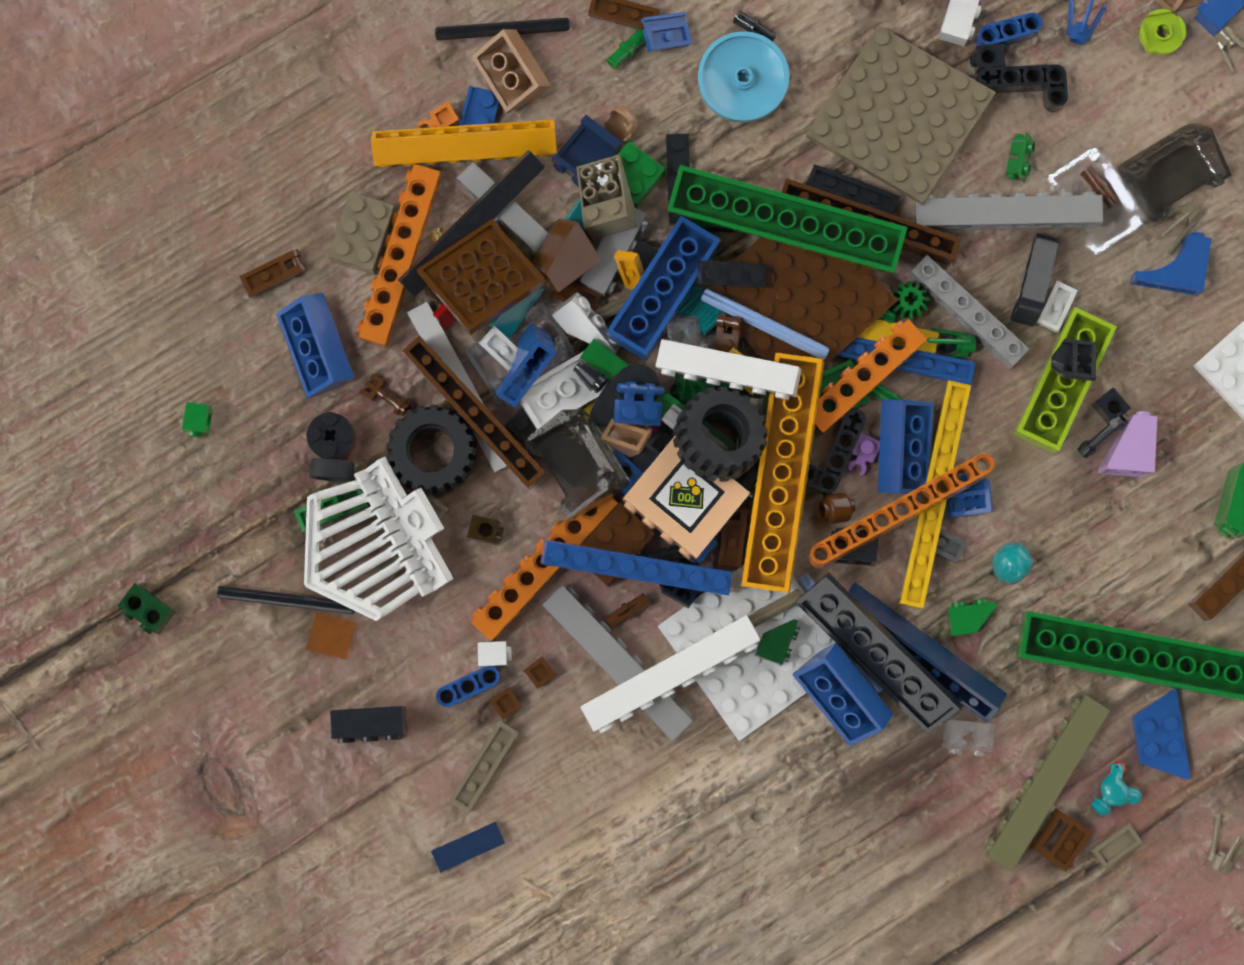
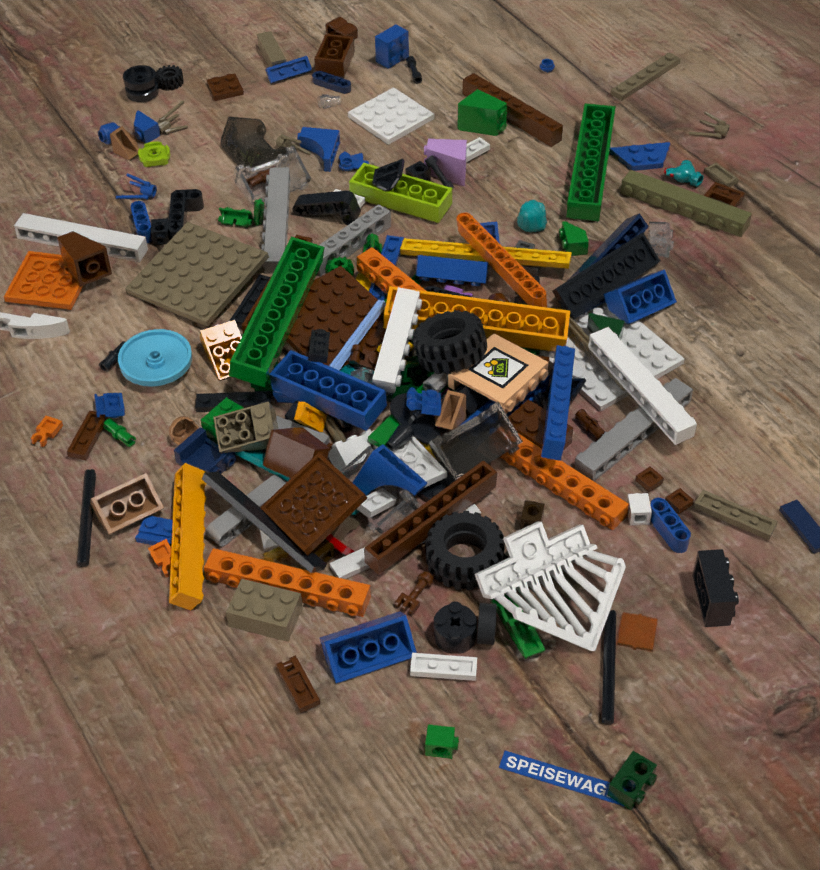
camera: 90 degrees left, 35 degrees down
(162, 537) = (557, 776): none -> blue sticker
(288, 424) = (443, 666): none -> white plate
(762, 160) = (219, 346): none -> slope
(1018, 186) = (258, 212): none -> green axle
(1150, 315) = (350, 162): none -> blue plate
(1172, 487) = (476, 148): none -> white plate

